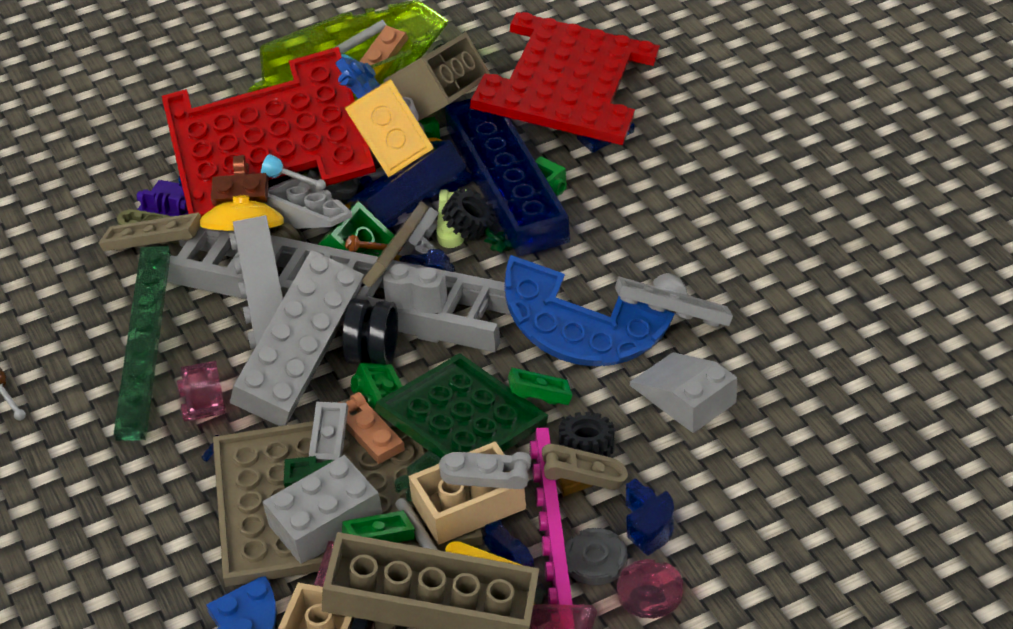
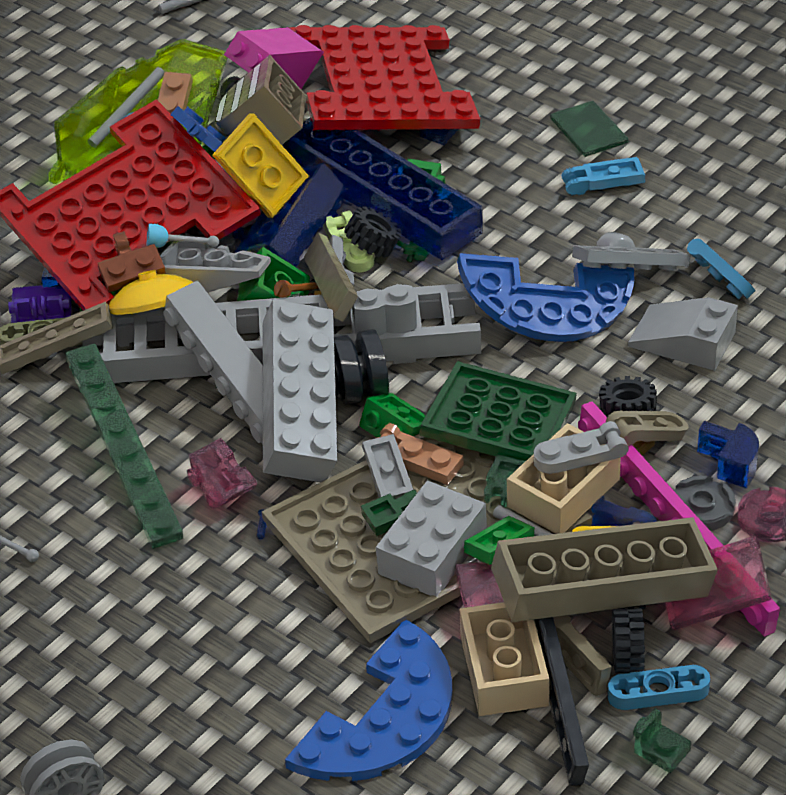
camera: 25 degrees left, 0 degrees up
(434, 258) = (373, 280): clear blue plate -> none
(492, 31) = (285, 46): none -> dark pink slope
(539, 386) = (553, 369): green plate -> none
(709, 218) = (603, 175): none -> dark azure hinge
(729, 171) = (589, 128): none -> clear green piece
(755, 338) = (720, 269): none -> dark azure plate

